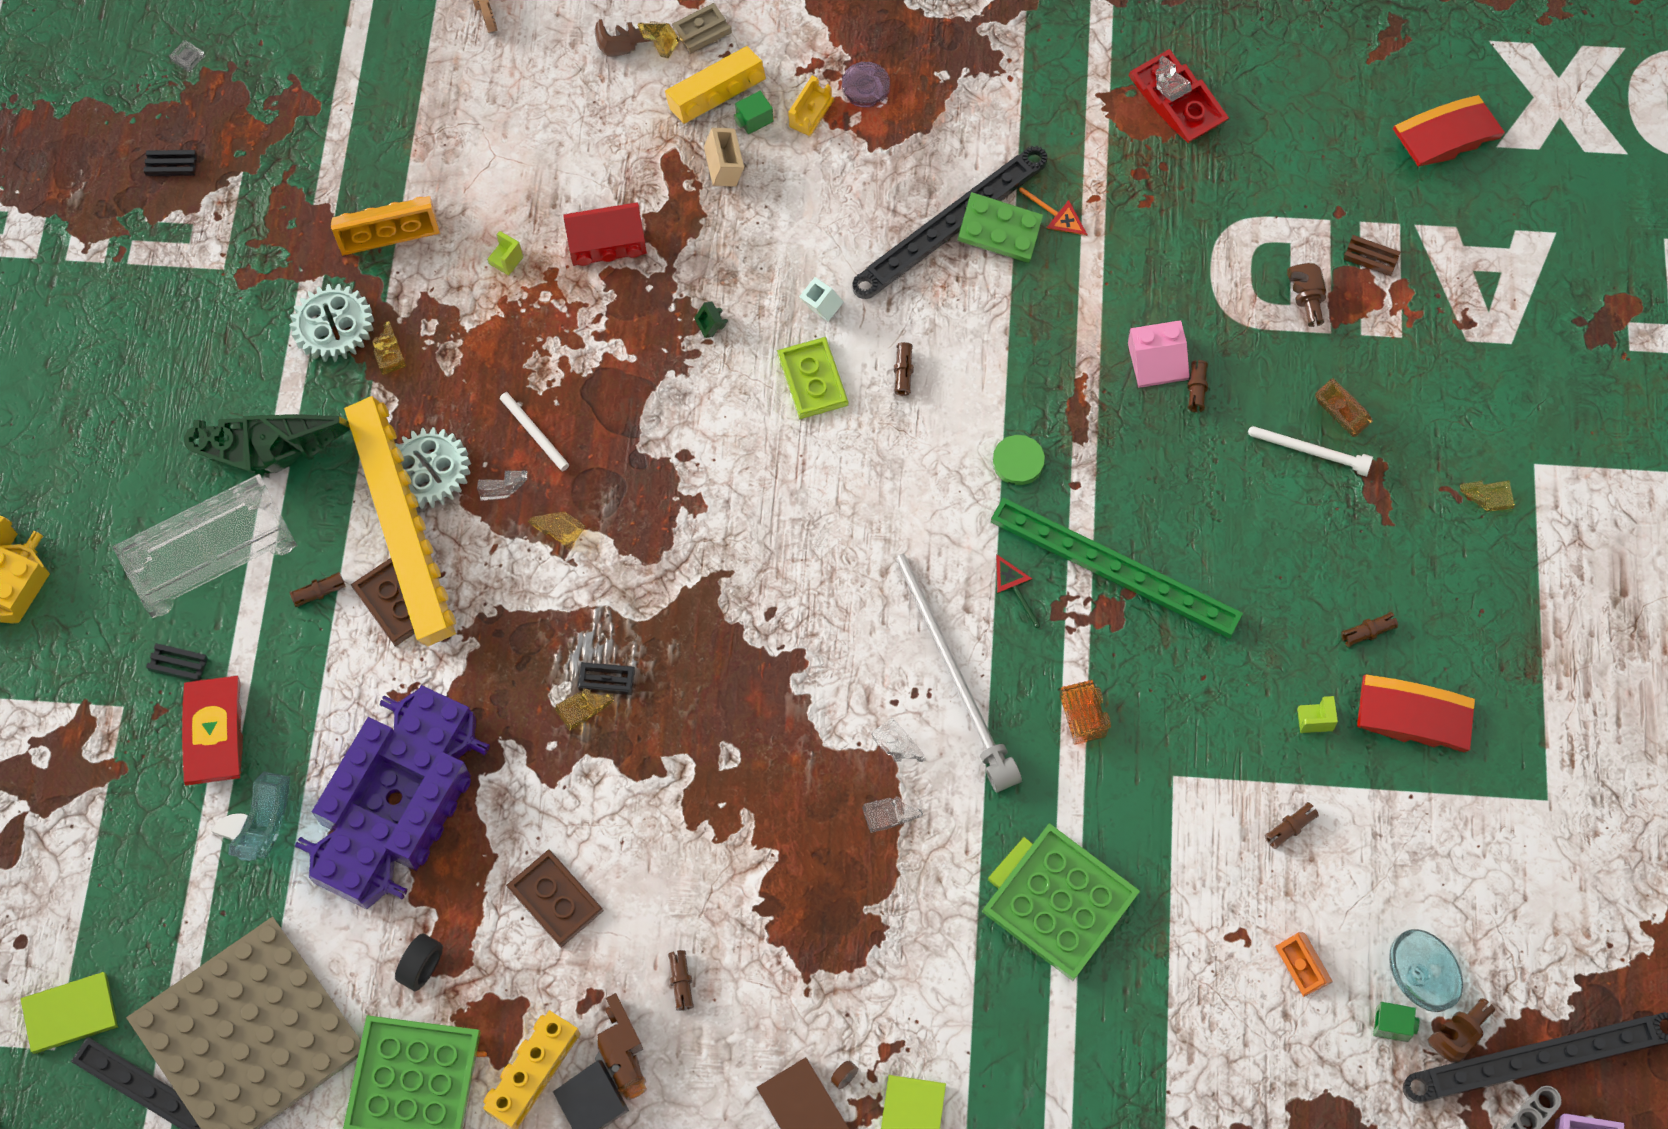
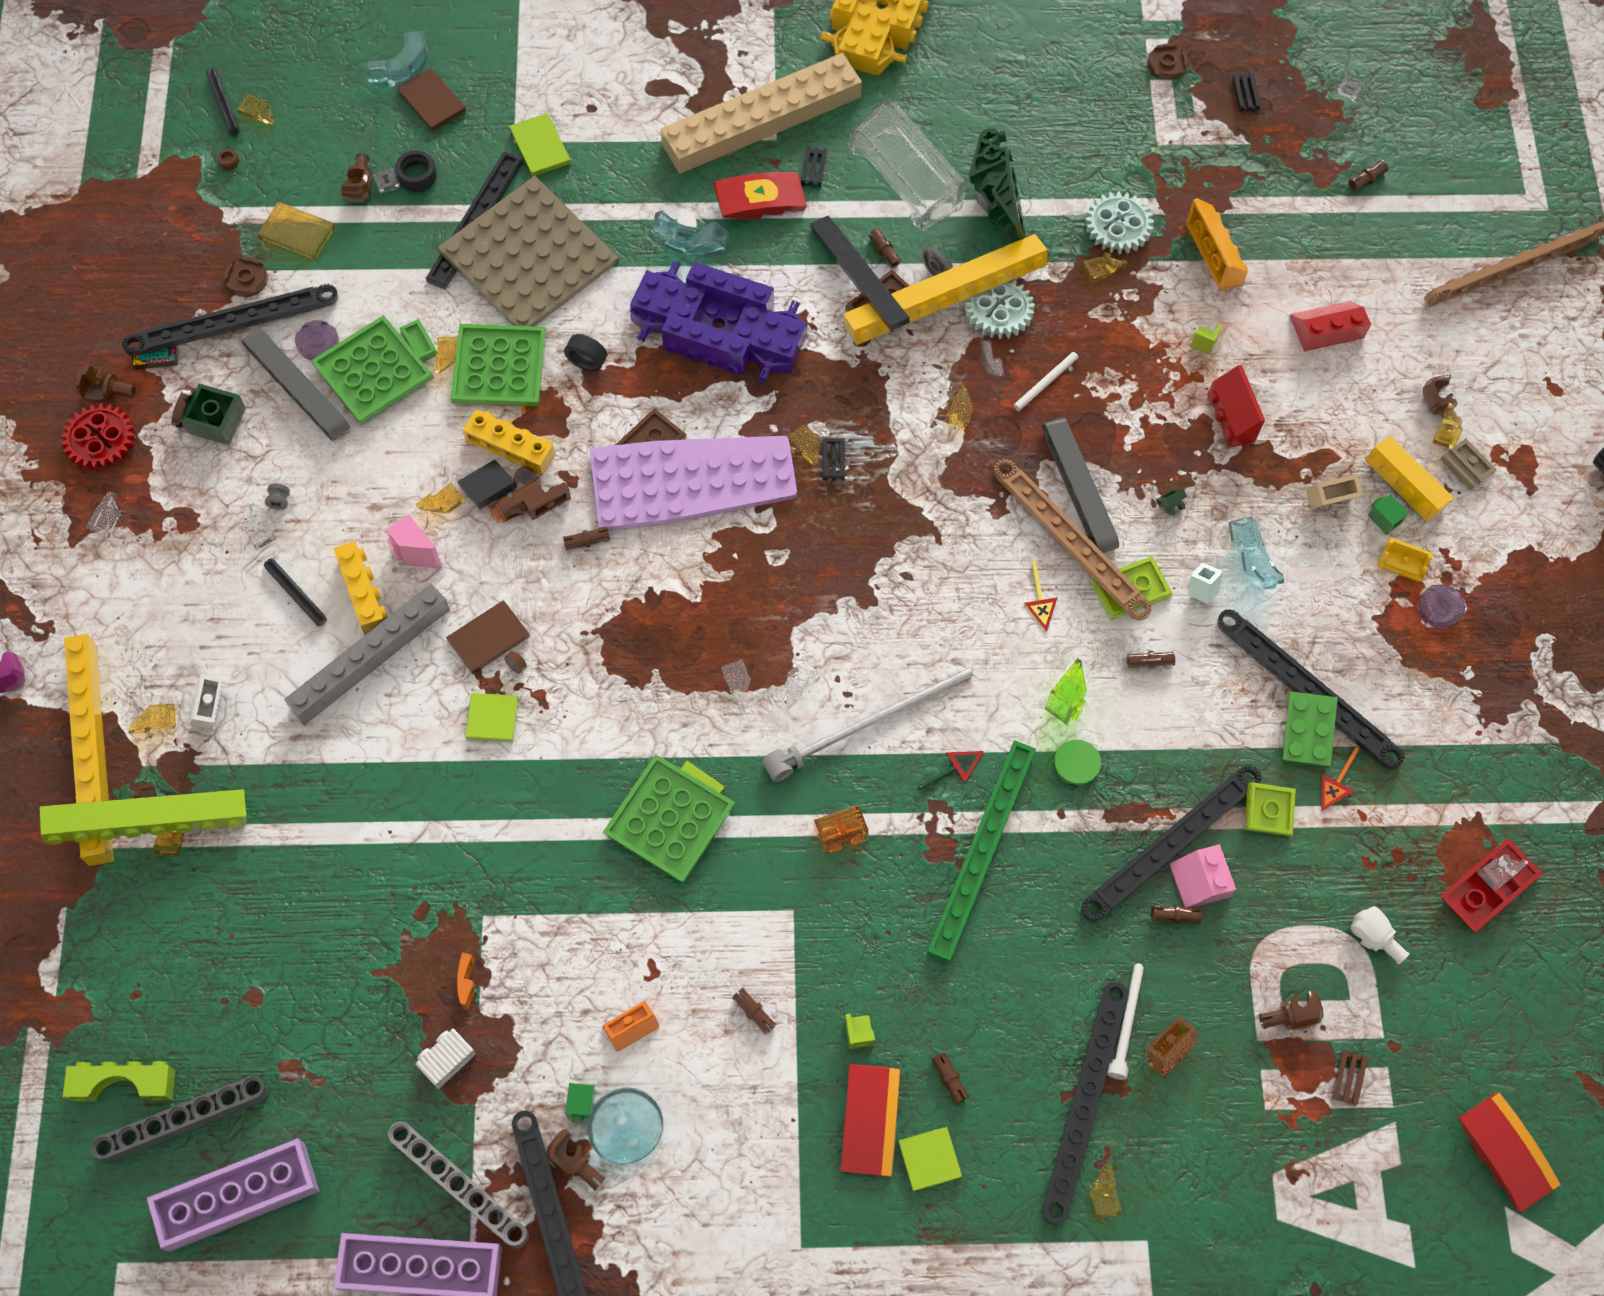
camera: 80 degrees right, 0 degrees up
(84, 720) = (760, 113): none -> tan brick
(106, 240) = (1167, 62): none -> reddish brown tile
(314, 58) = (1368, 175): none -> reddish brown pin
(357, 616) = (860, 273): none -> black tile
(358, 526) = (935, 260): none -> dark grey wheel
(505, 127) = (1330, 325): none -> red slope
(583, 1053) = (525, 475): none -> reddish brown tile
(611, 853) = (689, 479): none -> lavender wing
(678, 411) = (1080, 484): none -> dark grey beam
(747, 428) = (1072, 540): none -> medium nougat plate
(803, 246) = (1256, 562): none -> clear light blue arch
(828, 472) = (1041, 609): none -> piece
(943, 451) = (1068, 694): none -> clear neon green slope
(1087, 279) = (1270, 809): none -> lime tile
(1119, 380) = (1169, 844): none -> black plate
(1226, 204) = (1377, 933): none -> white piece
(1395, 501) = (1085, 1103): none -> black plate
(1455, 659) = (930, 1159): none -> lime tile

